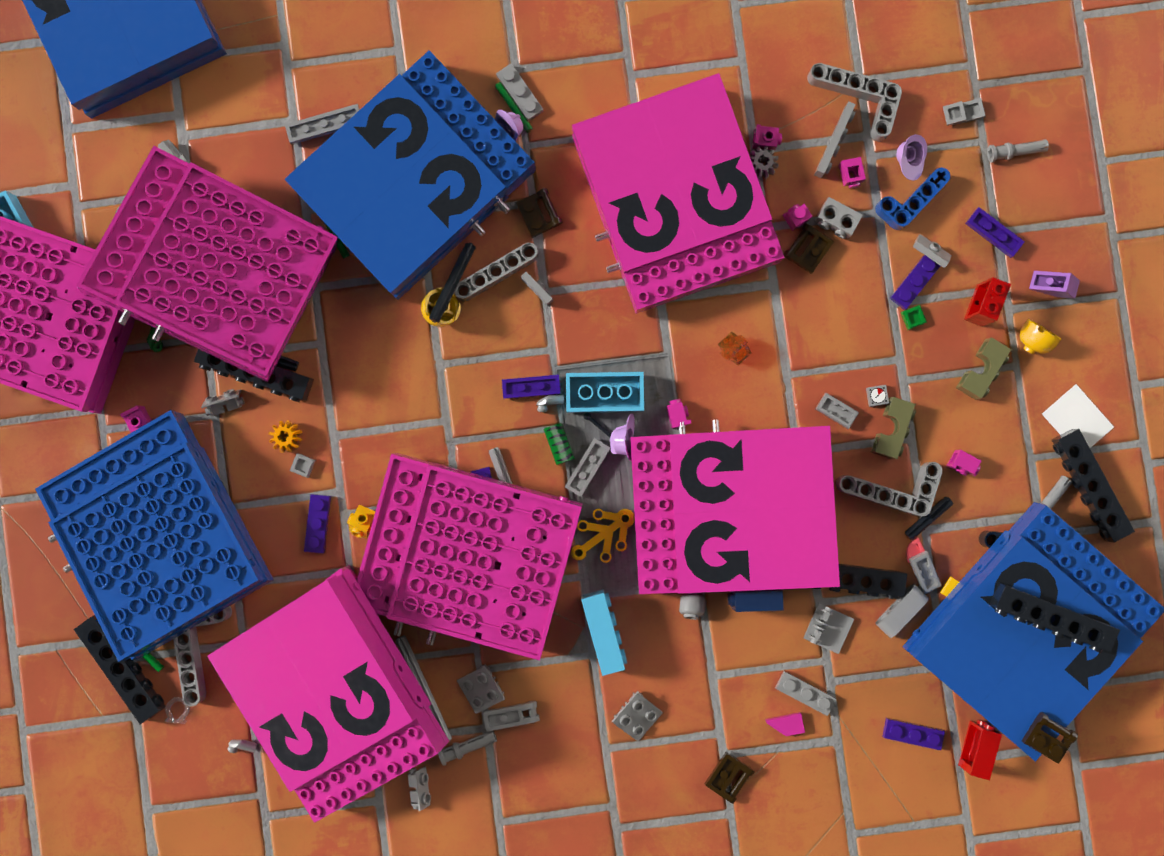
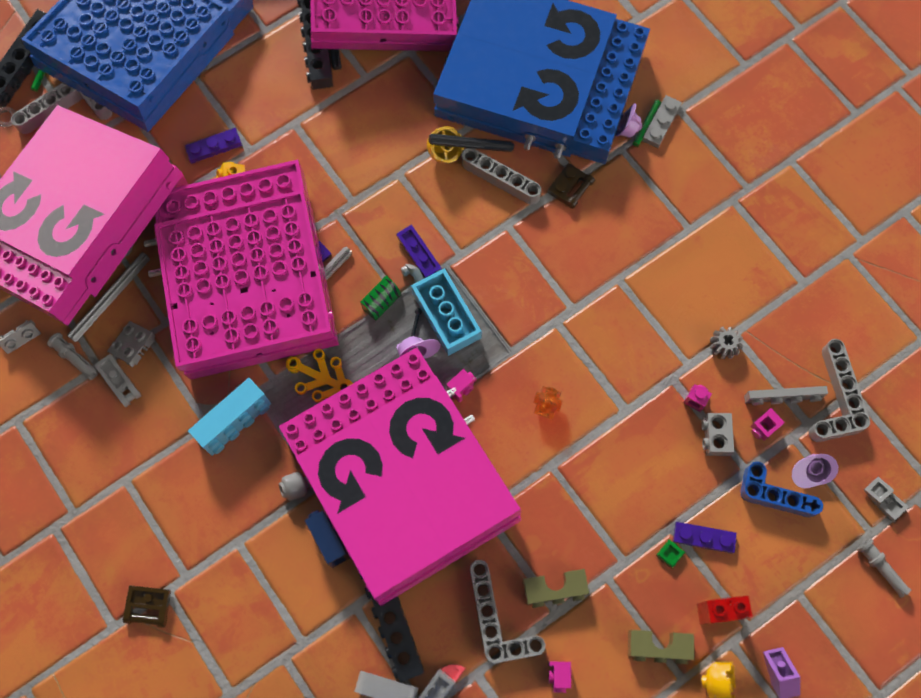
camera: 55 degrees right, 15 degrees down
(215, 403) = (273, 24): light grey hinge -> none
(290, 441) = (273, 85): light orange gear -> none
(302, 465) = (257, 111): light grey tile -> none
(538, 288) = (506, 214): light grey plate -> none
(587, 467) = (373, 333): light grey plate -> none
(637, 716) = (167, 490): light grey hinge -> none
(677, 193) = (652, 281): dark pink piece -> none
(760, 139) = (748, 341): dark pink brick -> none
(787, 724) = (223, 636): dark pink tile -> none
(805, 693) = (261, 638): light grey plate -> none
(813, 253) = (675, 429): dark brown plate -> none
(828, 628) = (334, 627): light grey hinge -> none
(836, 410) = (543, 526): light grey plate -> none
(877, 395) = (578, 557): tile -> none
(925, 521) = (489, 669): black axle -> none
(932, 251) = (741, 536): light grey plate -> none
(994, 232) = (794, 587): dark purple plate -> none

